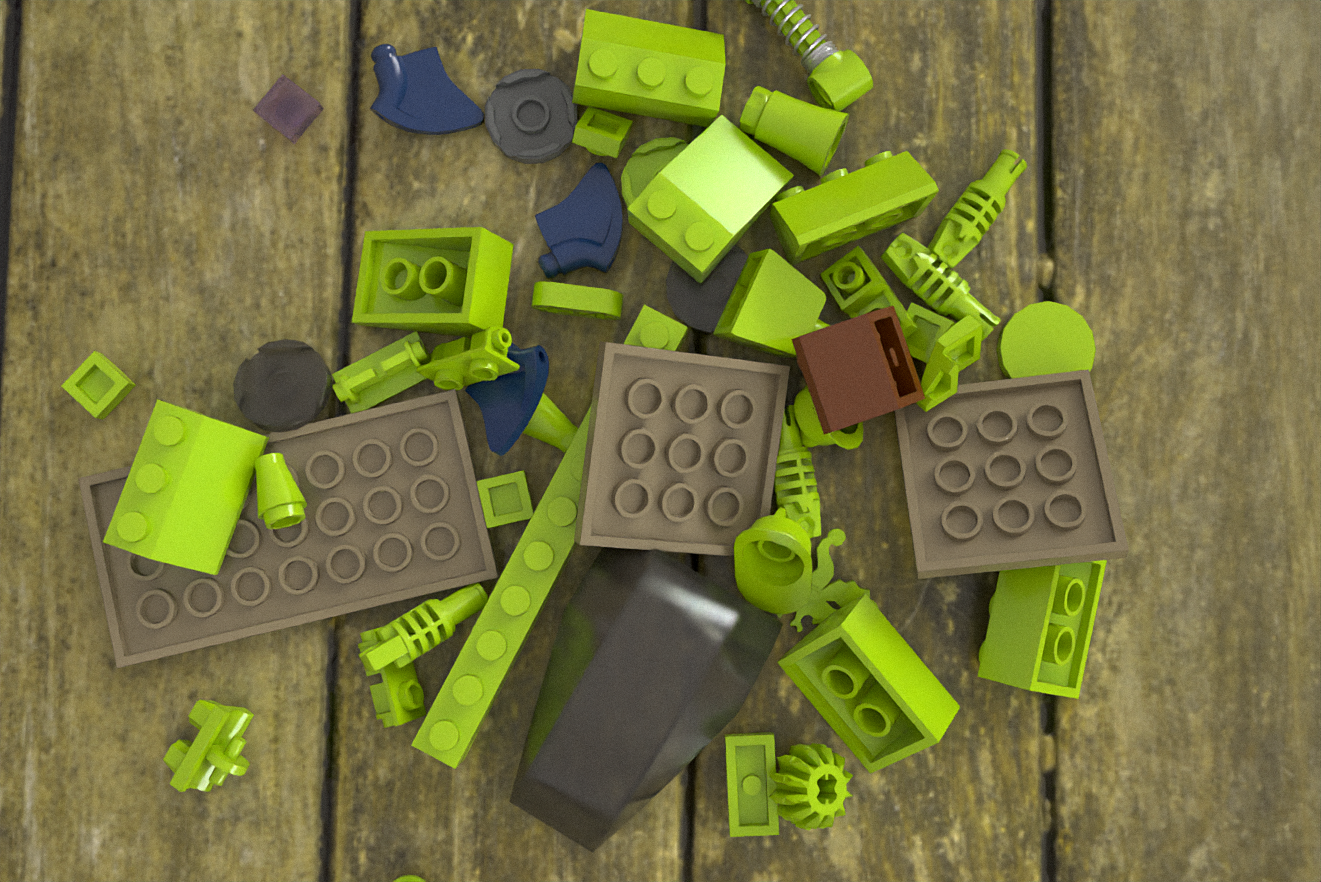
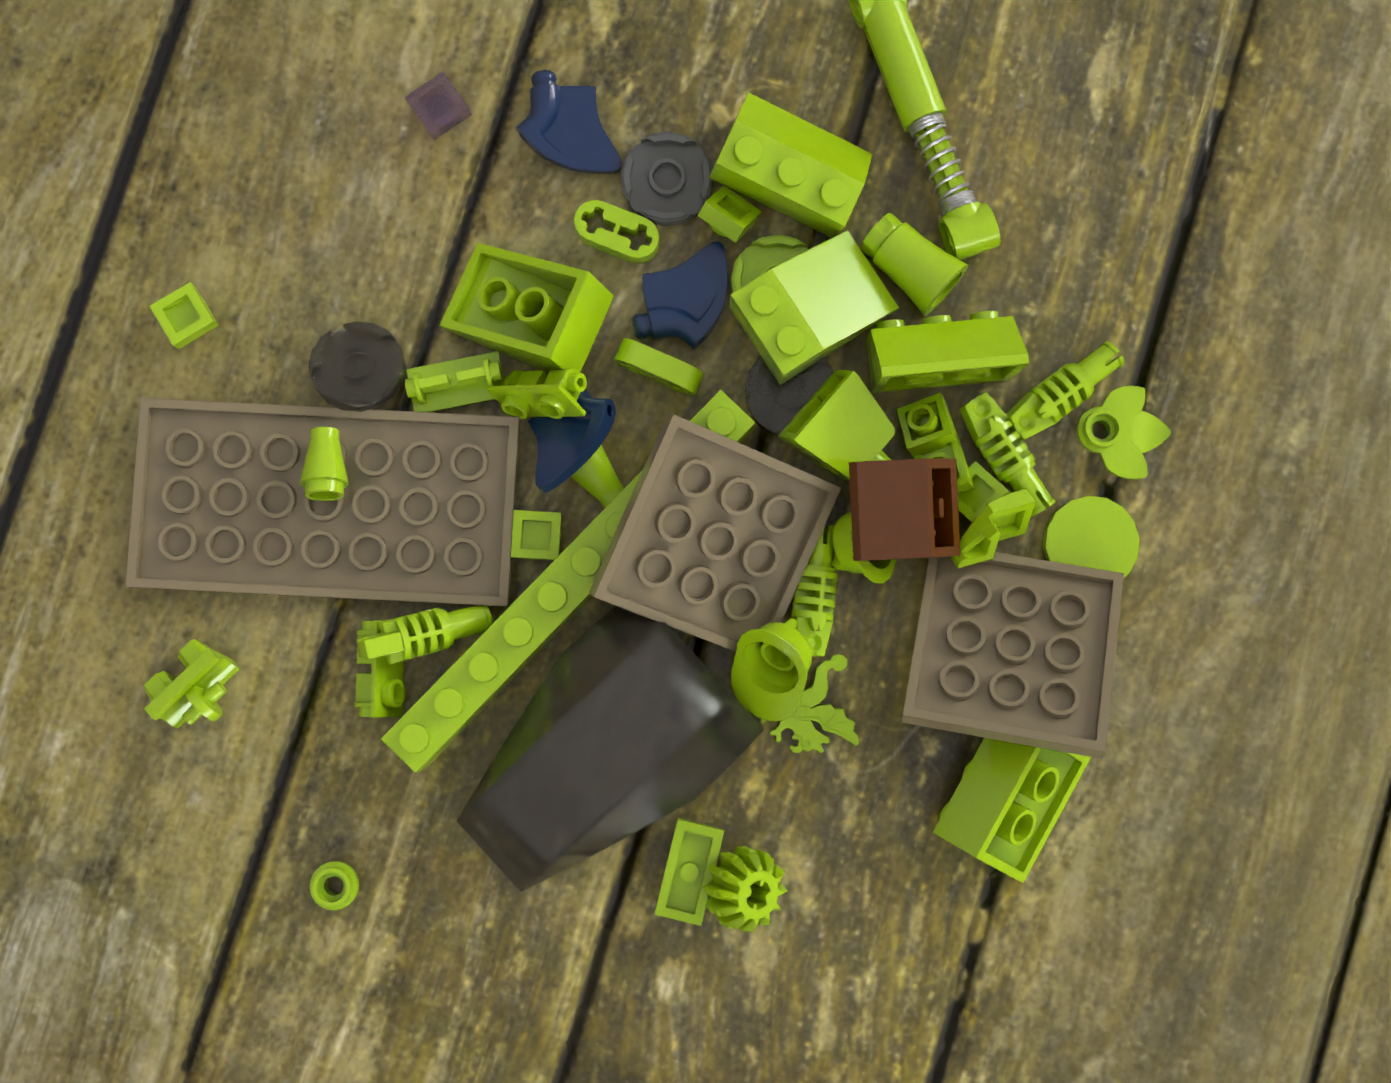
camera: 10 degrees right, 0 degrees up
(185, 489) = (240, 437): lime slope -> none
(498, 170) = (620, 221): none -> lime beam
(870, 685) = (828, 811): lime slope -> none
(1049, 232) = (1127, 432): none -> lime plate

